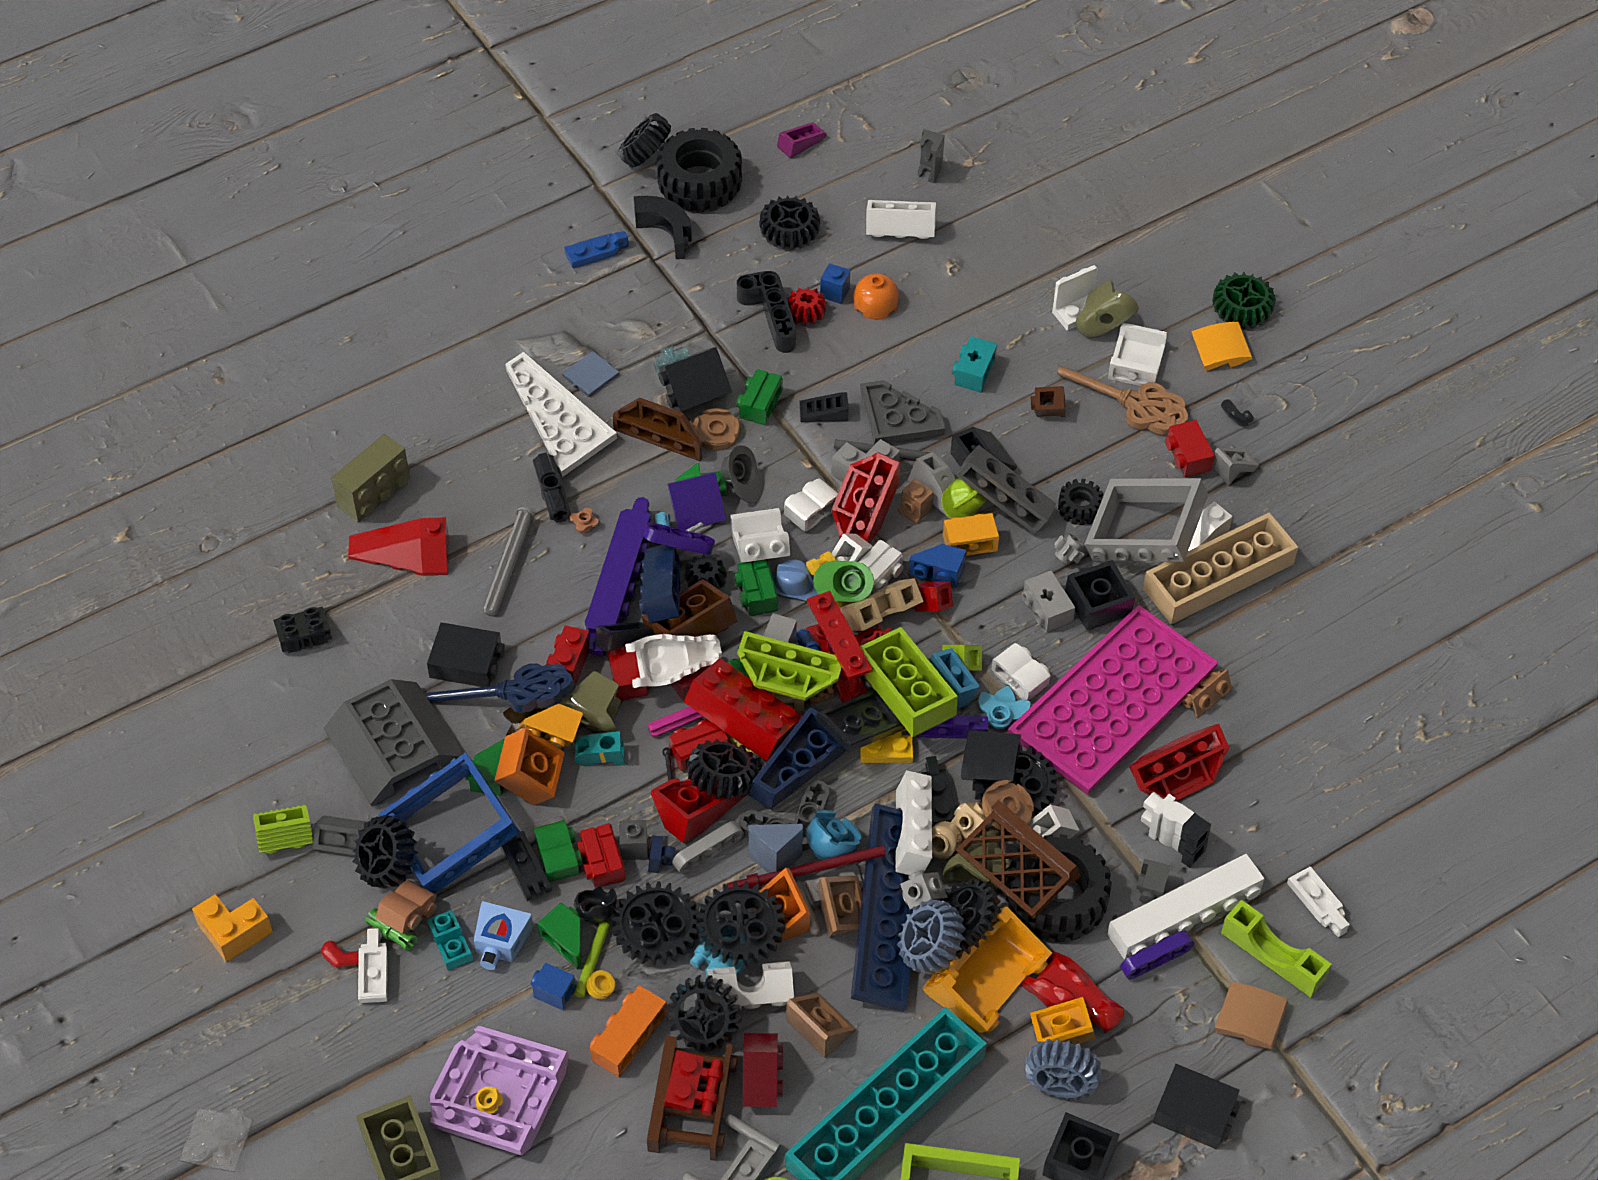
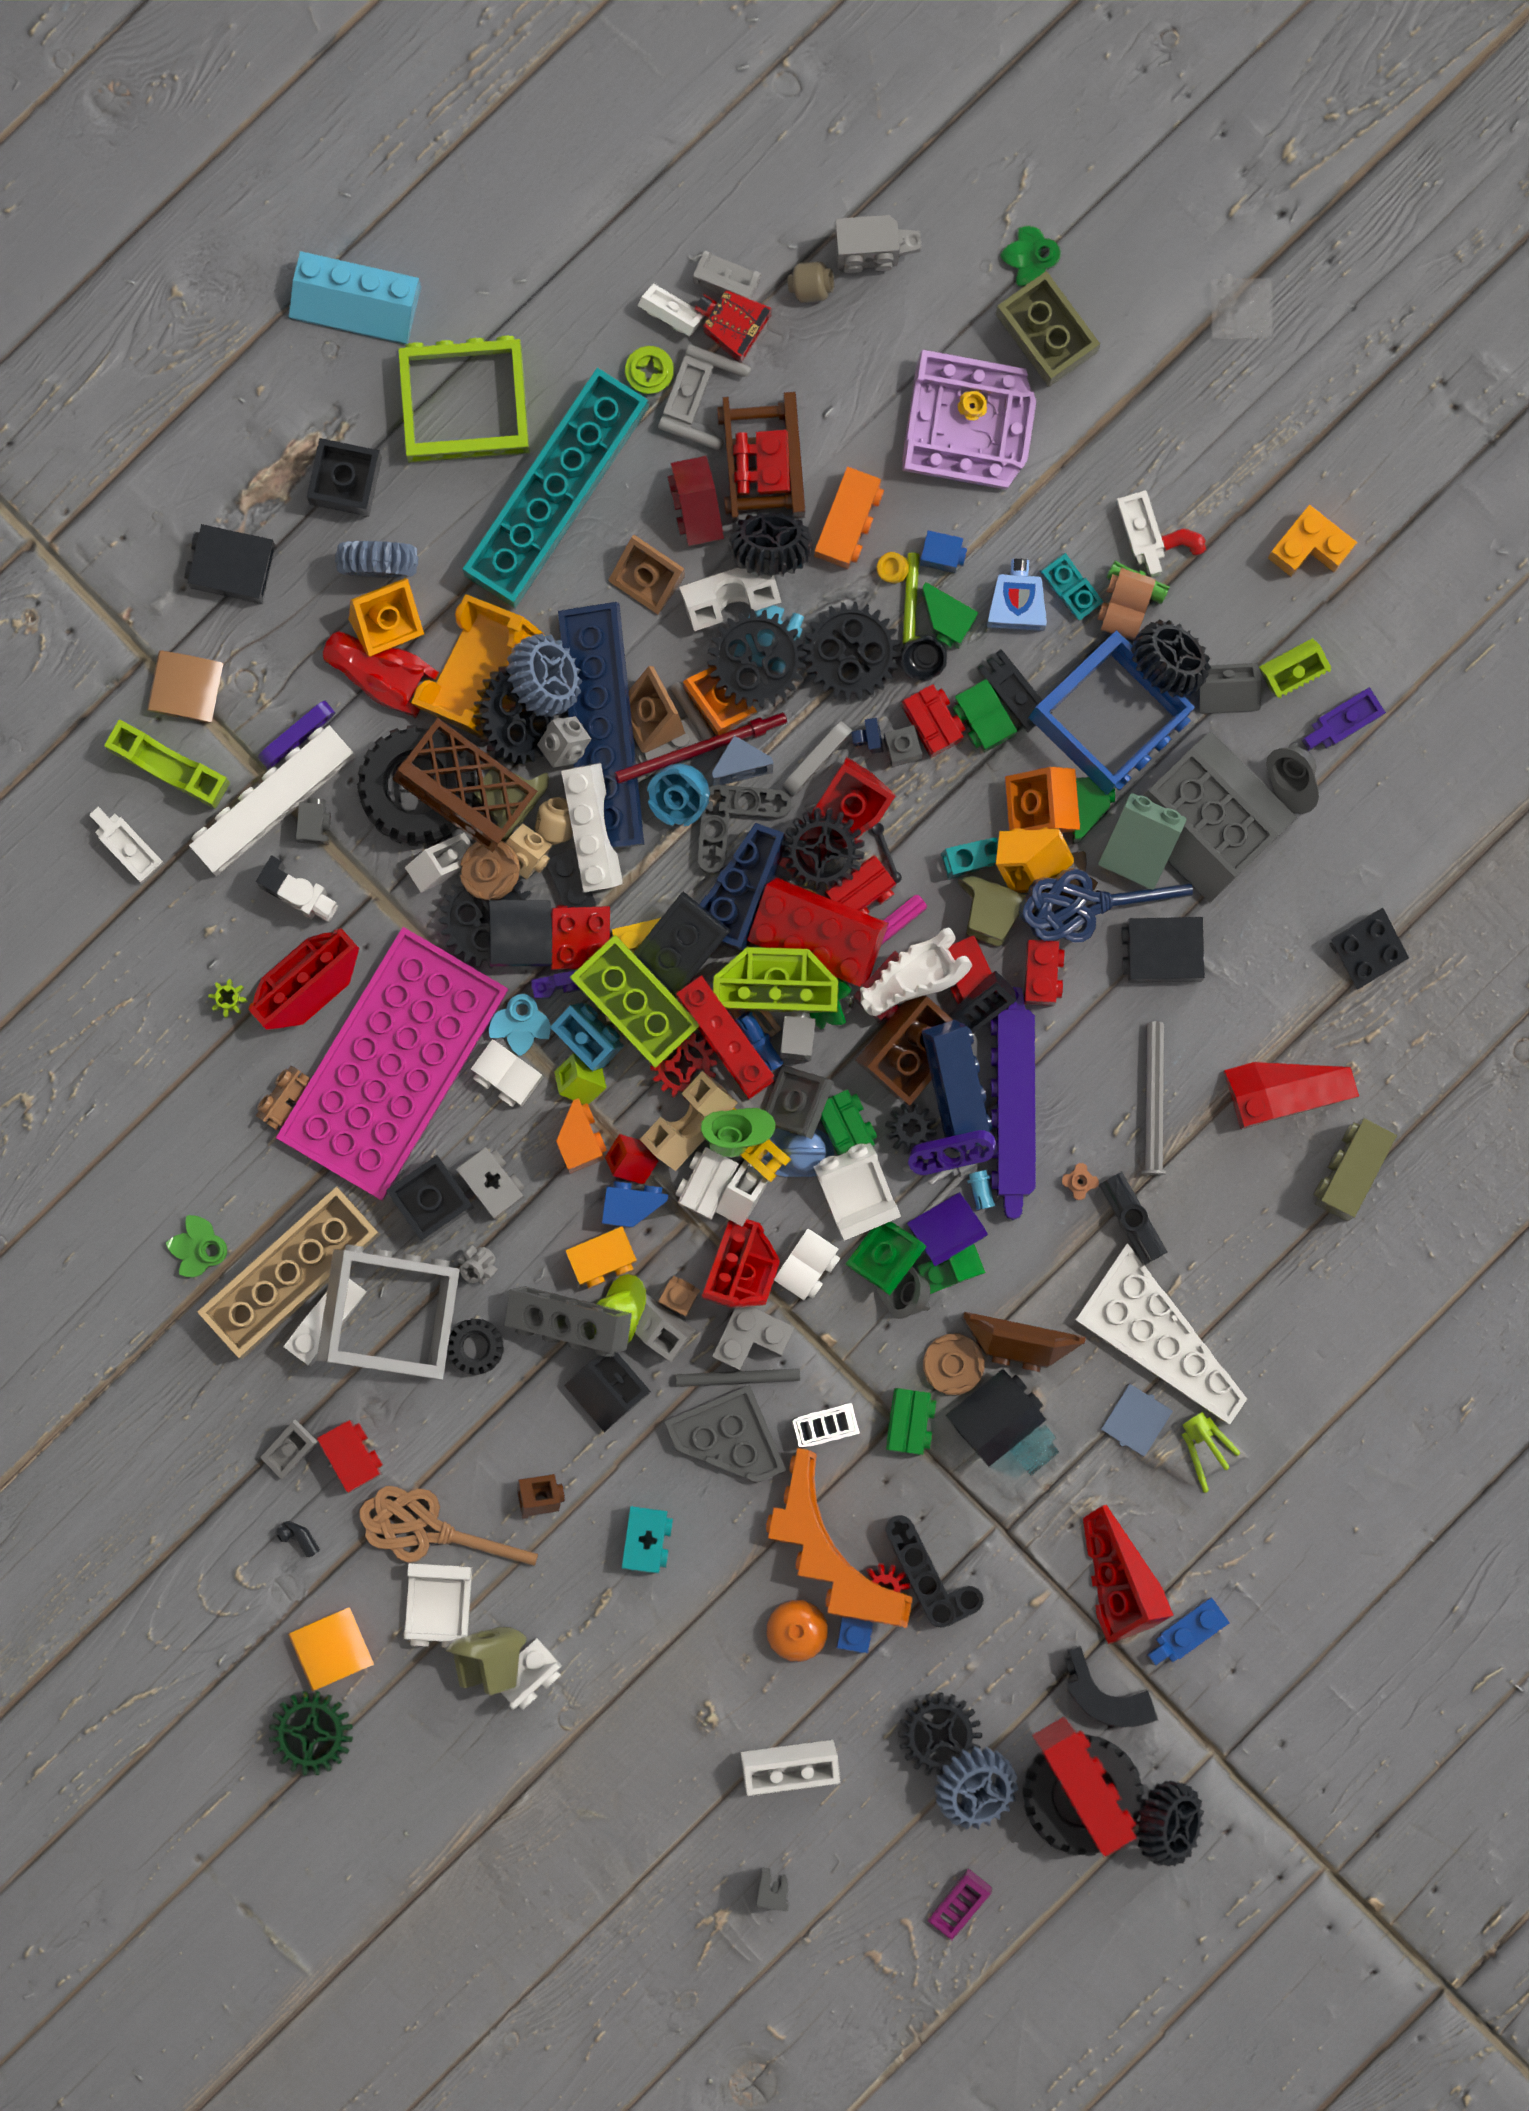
camera: 165 degrees right, 30 degrees up
(257, 789) = (1345, 720): none -> dark purple hinge
(314, 753) = (1294, 778): none -> dark grey piece
(454, 719) = (1142, 841): none -> sand green panel
(547, 356) = (1200, 1429): none -> lime plant
(632, 276) = (1126, 1587): none -> red wedge
(699, 152) = (1085, 1786): none -> red wedge
(749, 491) = (885, 1256): none -> green tile
(772, 183) = (980, 1797): none -> sand blue gear
(789, 600) = (798, 1101): none -> dark grey tile
(831, 295) = (820, 1560): none -> orange arch
(941, 752) = (578, 934): none -> red hinge
(971, 607) = (577, 1141): none -> orange slope
(1244, 767) = (219, 998): none -> lime gear
(1293, 606) = (193, 1246): none -> bright green plate

